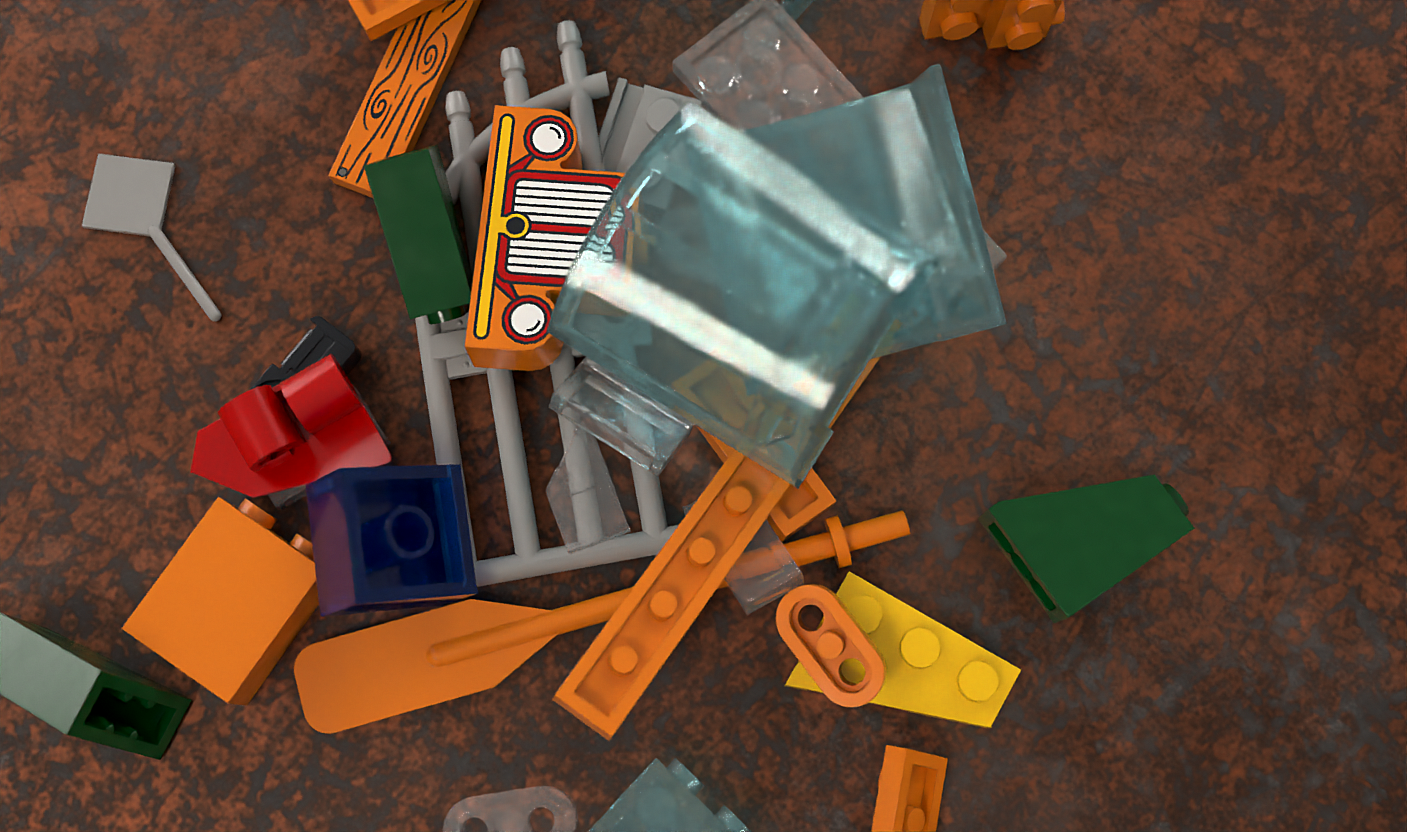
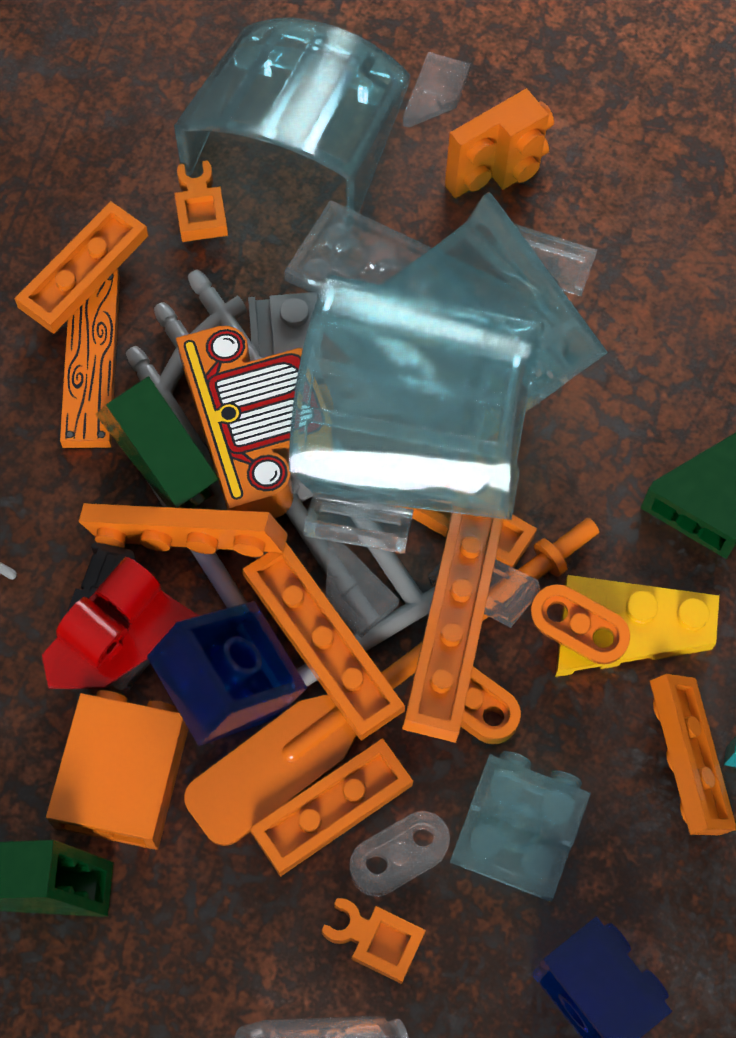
camera: 25 degrees left, 10 degrees down
(429, 356) = (197, 529): none -> orange plate
(453, 740) = (331, 807): none -> orange plate
(519, 544) = (324, 641): none -> orange plate
(679, 678) = (485, 697): none -> orange plate
(1005, 161) = (565, 260): none -> clear tile

